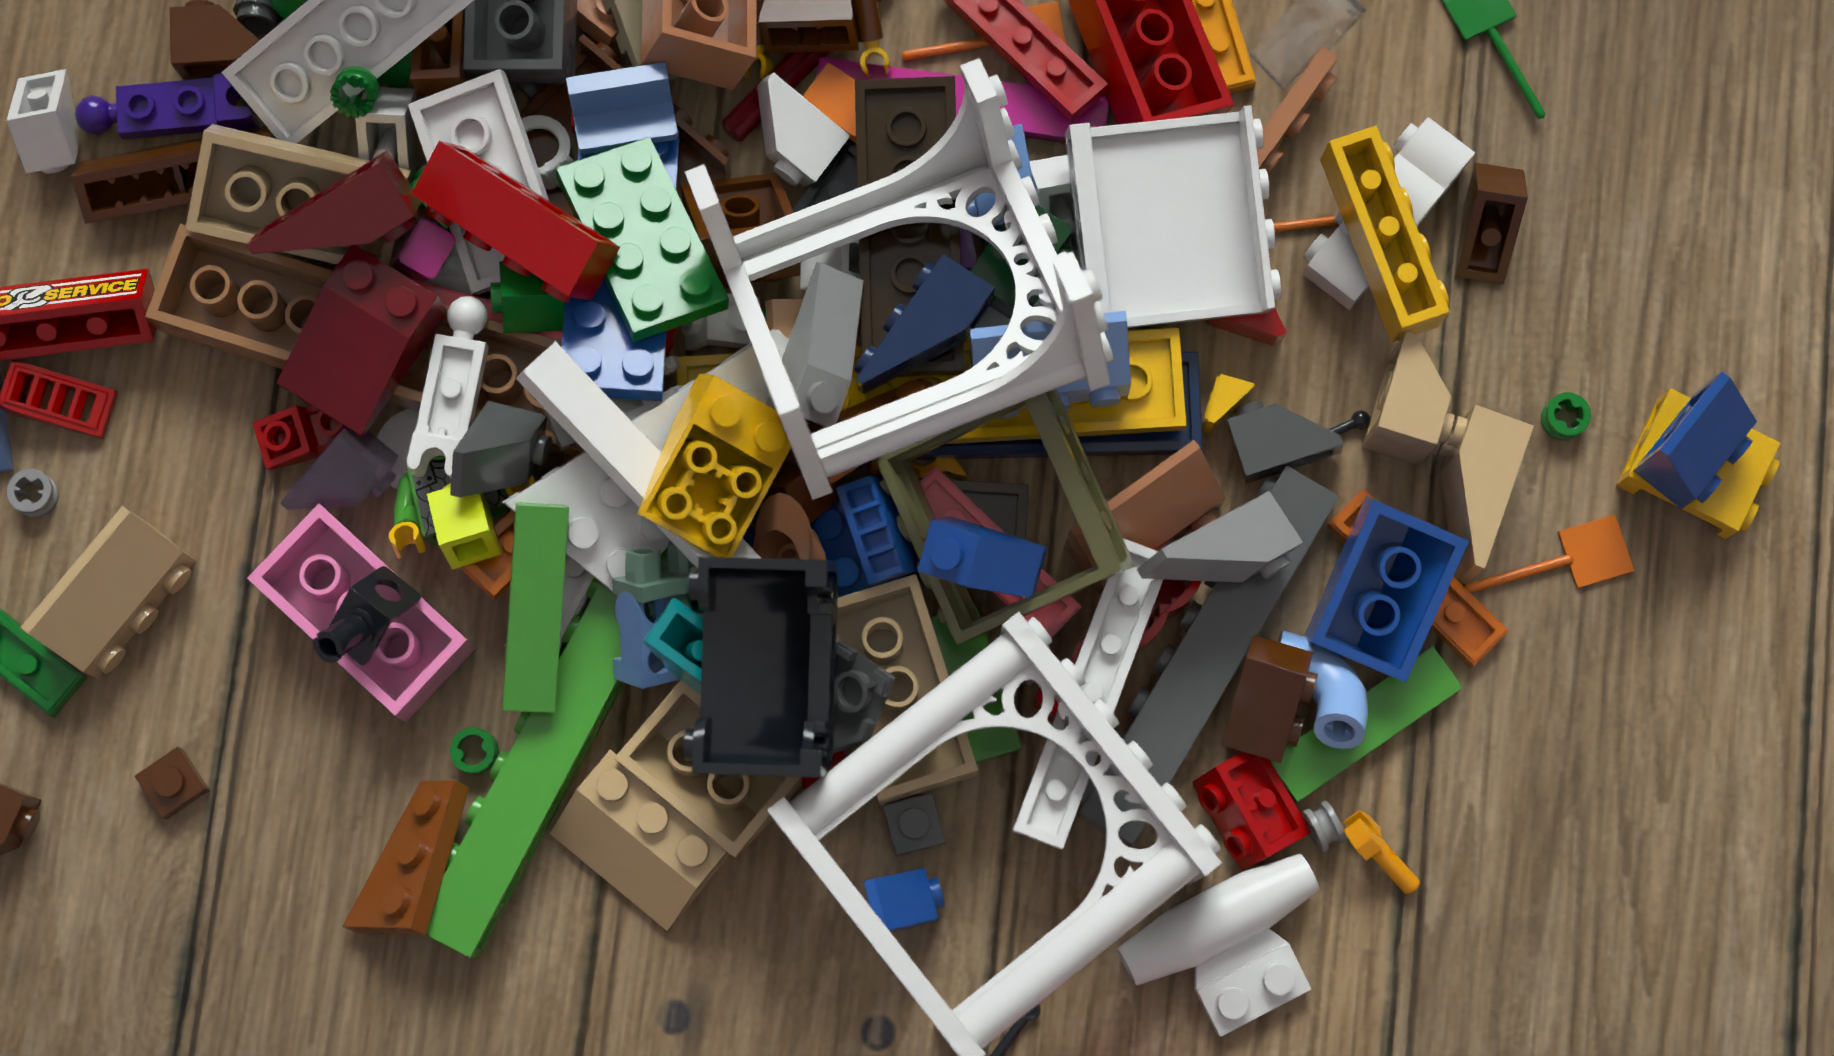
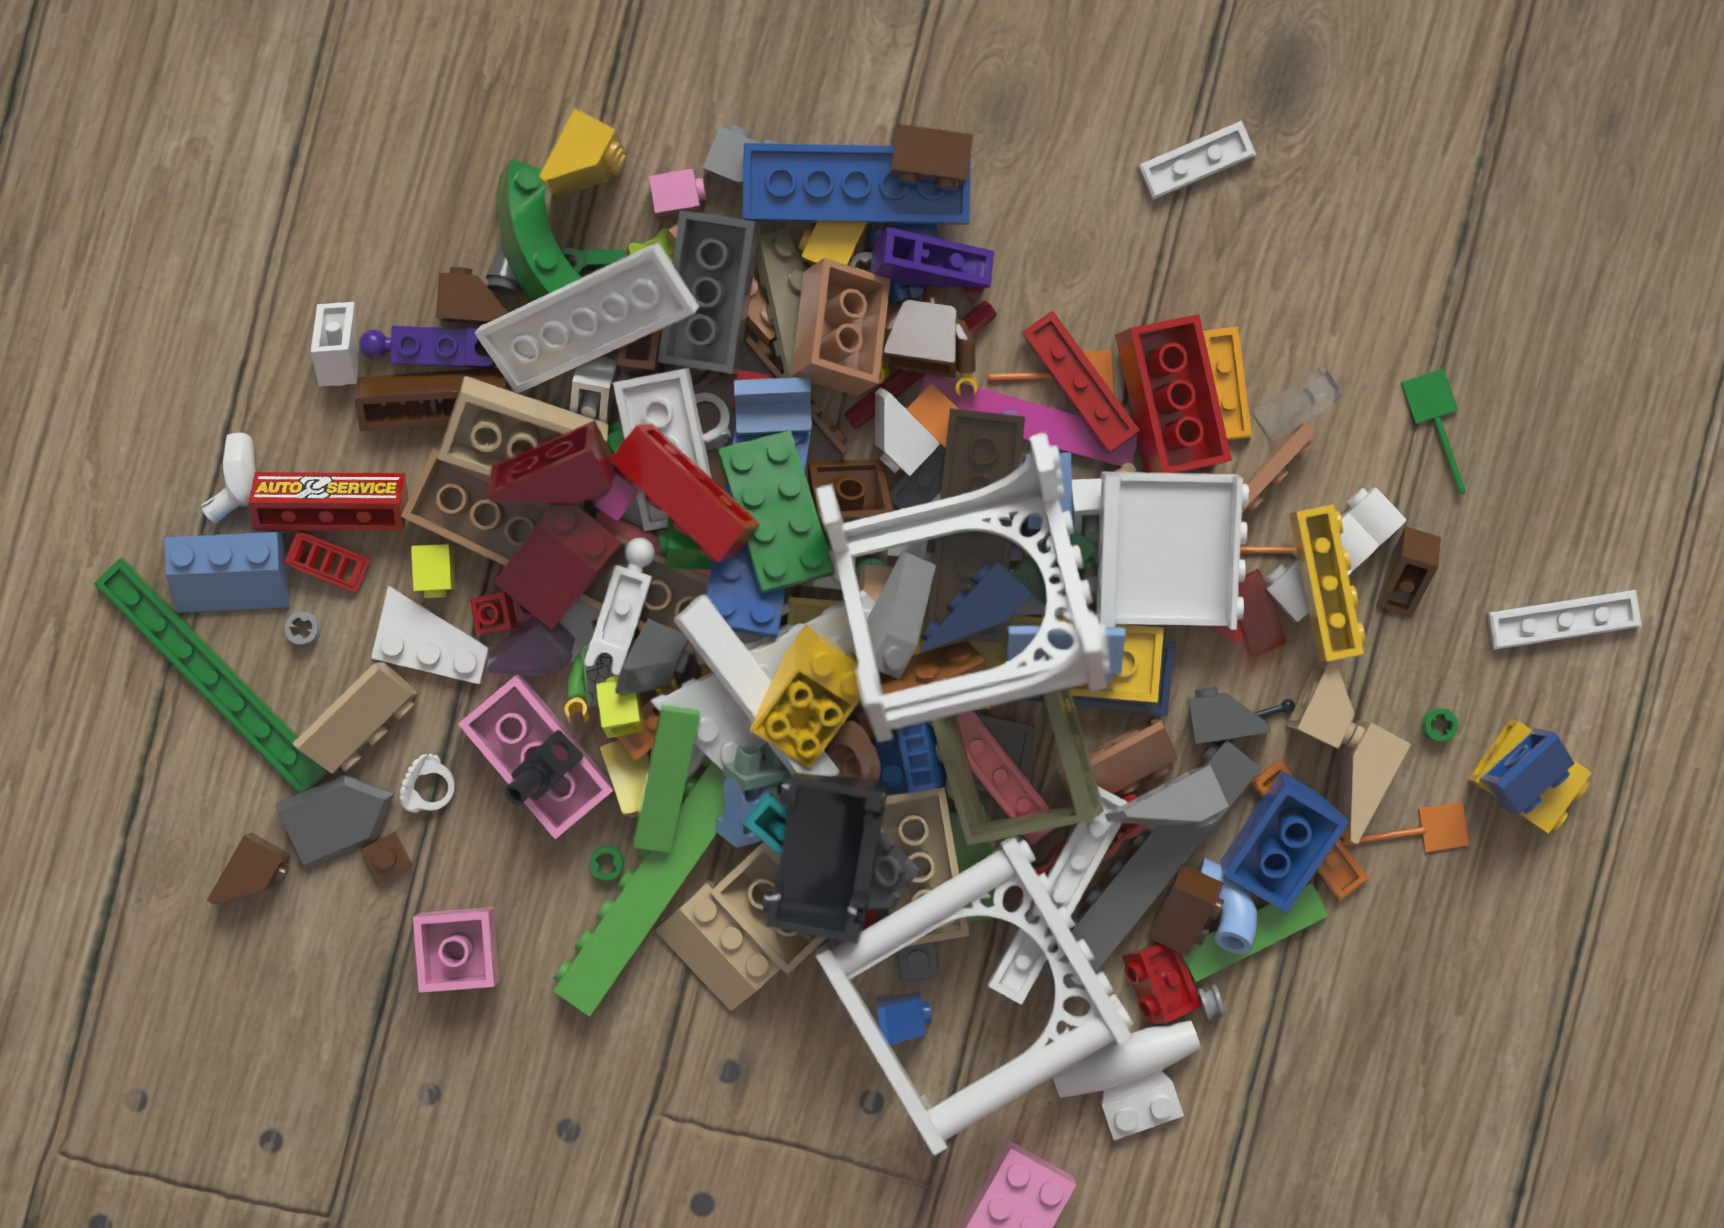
camera: 10 degrees right, 10 degrees up
(95, 739) = (334, 818): none -> dark grey tile
(197, 697) = (424, 765): none -> white piece
(199, 389) = (433, 569): none -> neon yellow brick
(200, 489) = (423, 641): none -> white wing
(276, 890) = (456, 949): none -> bright pink brick
(354, 105) = (572, 375): green bush -> none
(412, 865) = (554, 941): dark orange wing -> none
(484, 624) = (626, 776): none -> light yellow slope
(981, 557) = (993, 793): blue slope -> none
(1224, 398) = (1187, 681): yellow slope -> none
(1303, 305) = (1260, 619): none -> clear red slope
(1368, 841) = (1241, 1020): light orange bar -> none
(1704, 260) = (1564, 619): none -> white tile

